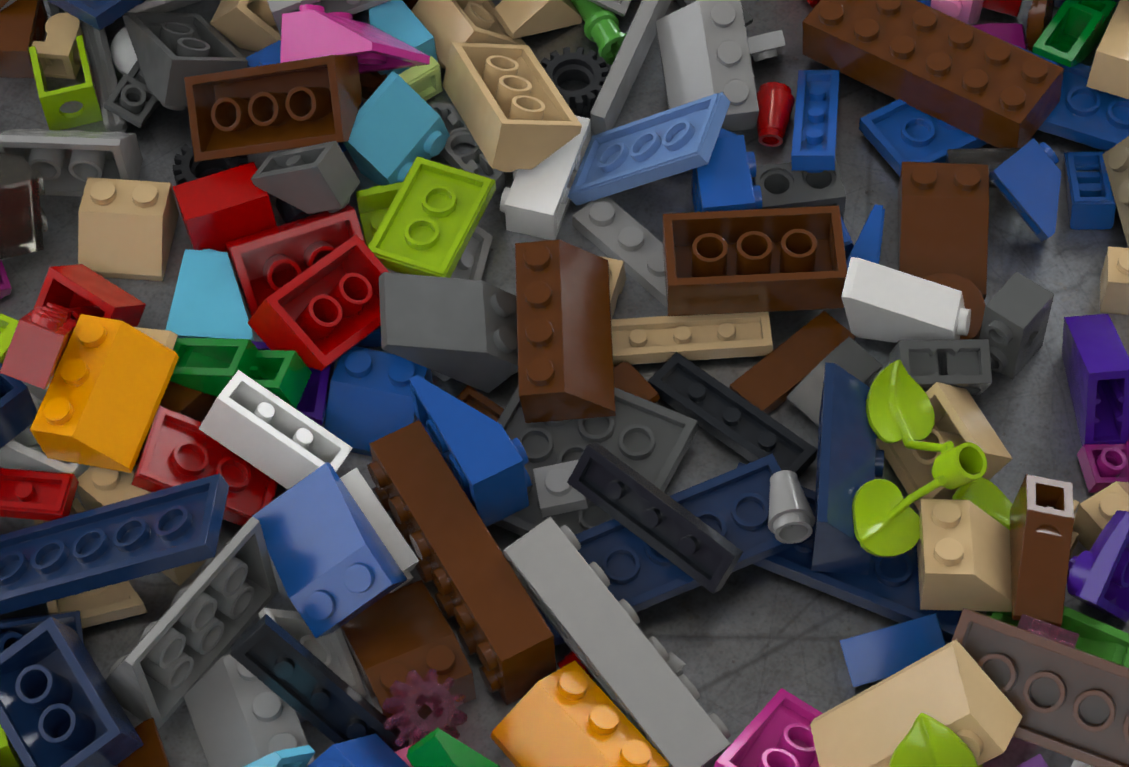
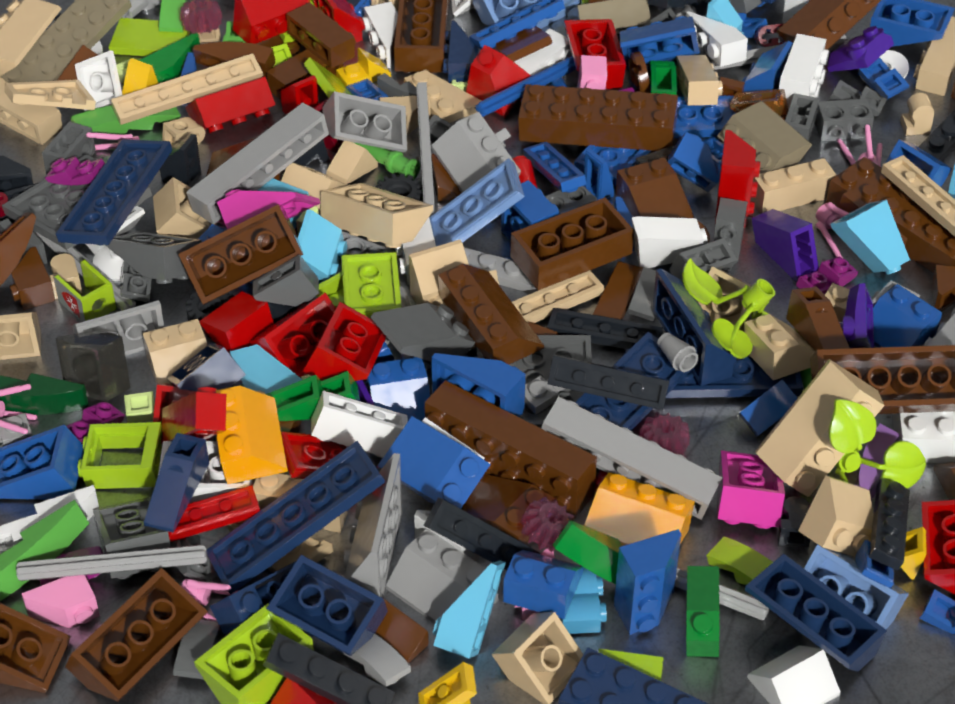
camera: 30 degrees left, 10 degrees down
(30, 281) = (139, 406): none -> yellowish green tile
(125, 276) = (208, 368): none -> slope
(531, 220) = (426, 266): none -> tan slope
(648, 89) = (444, 185): none -> reddish brown slope
(707, 615) = (667, 432): none -> clear pink gear
(870, 162) = (597, 176): none -> blue slope
(1066, 243) = (737, 172): none -> red slope

